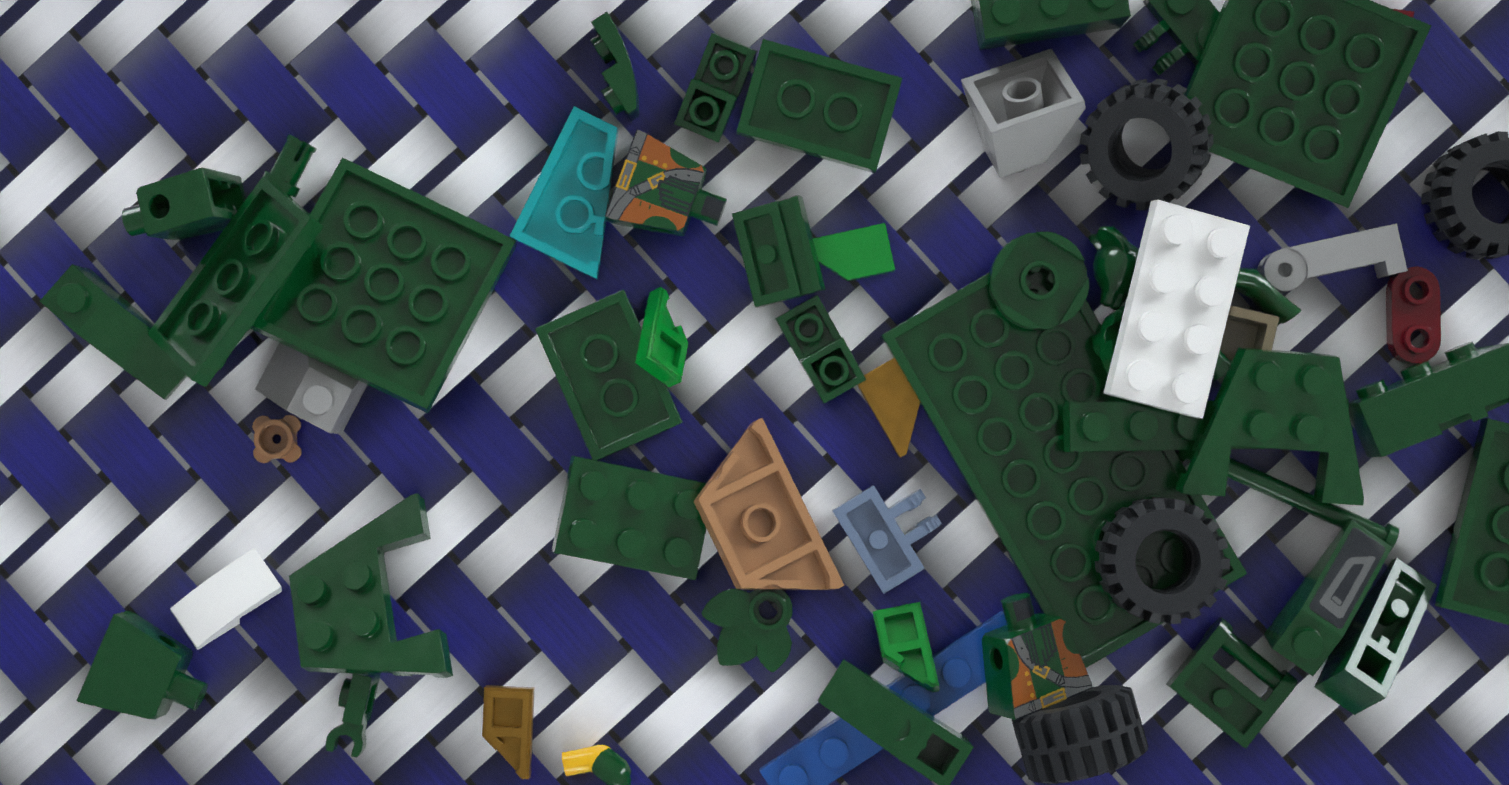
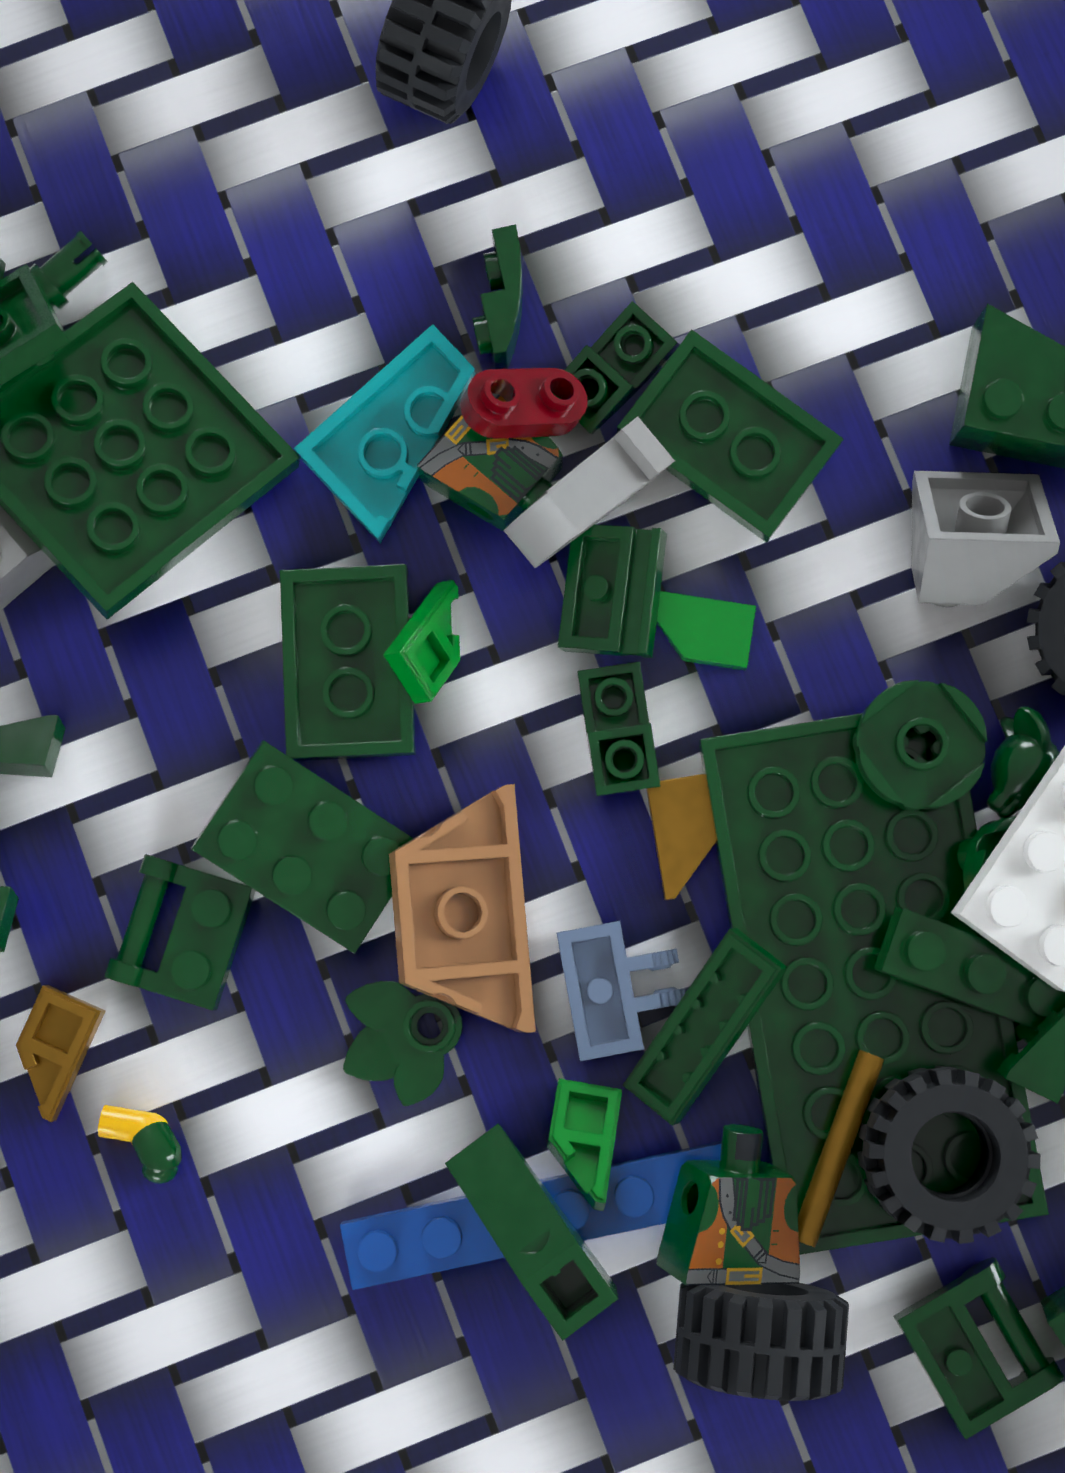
camera: 20 degrees right, 5 degrees down
(582, 612) = (200, 940): none -> dark green plate
(669, 142) = (529, 403): none -> dark red plate
(736, 189) = (589, 492): none -> light grey leg
(961, 536) = (704, 1026): none -> dark green plate
(1085, 583) = (838, 1147): none -> pearl gold bar

